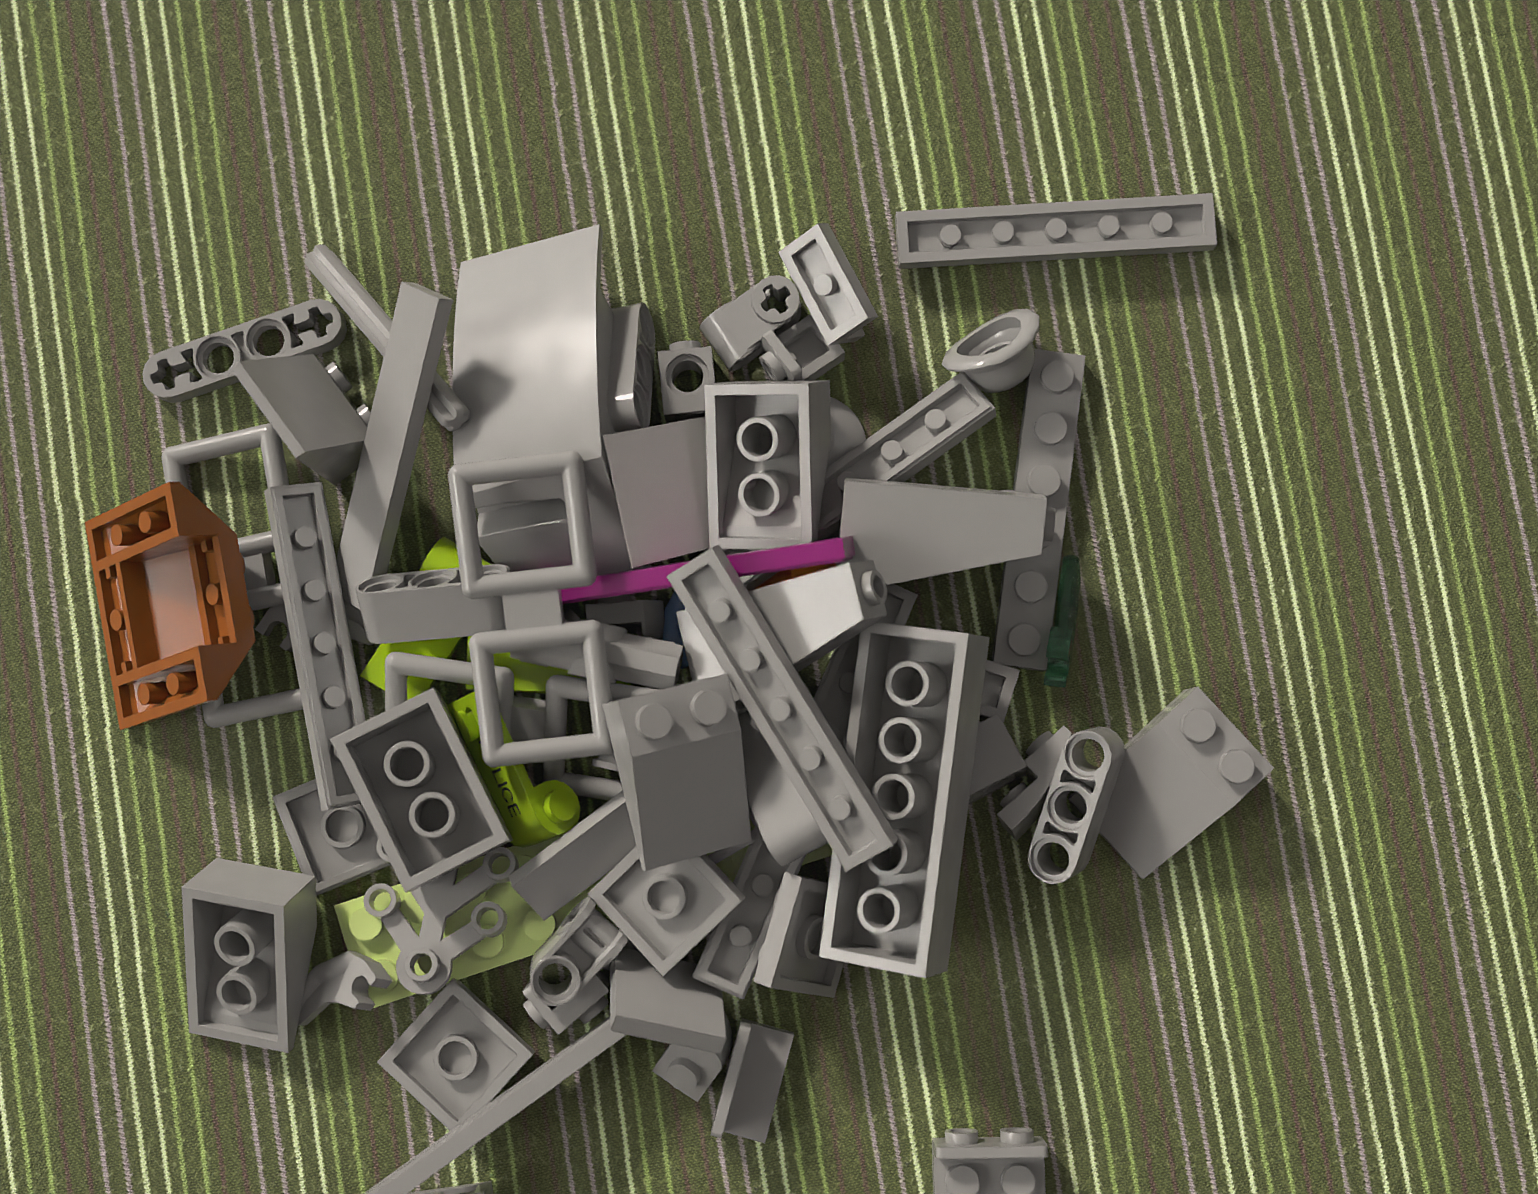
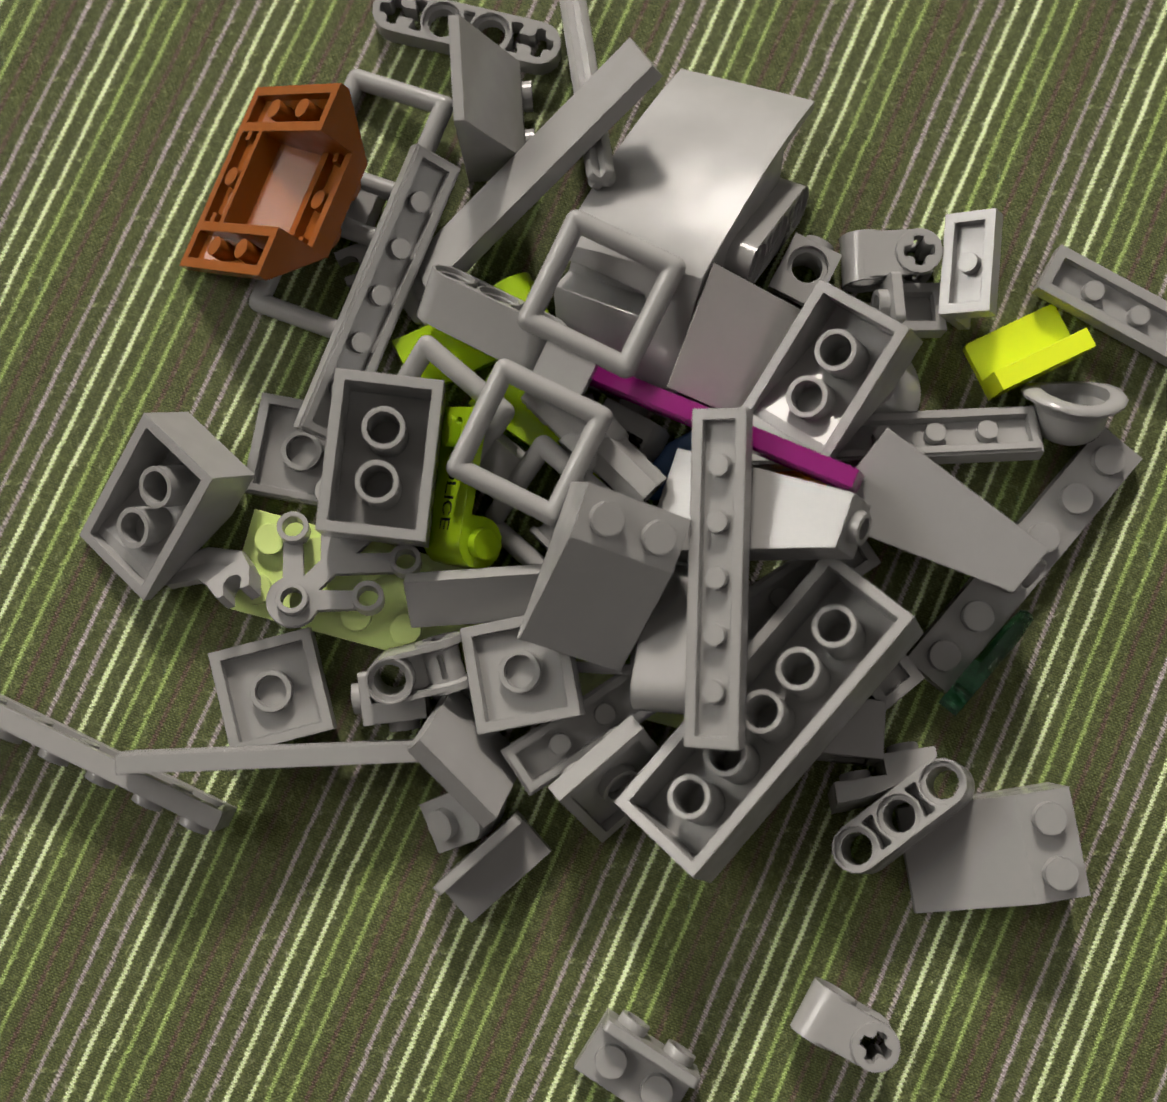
camera: 35 degrees right, 0 degrees up
(924, 324) = (1024, 351): none -> neon yellow panel
(1132, 1017) = (838, 1024): none -> light grey piece

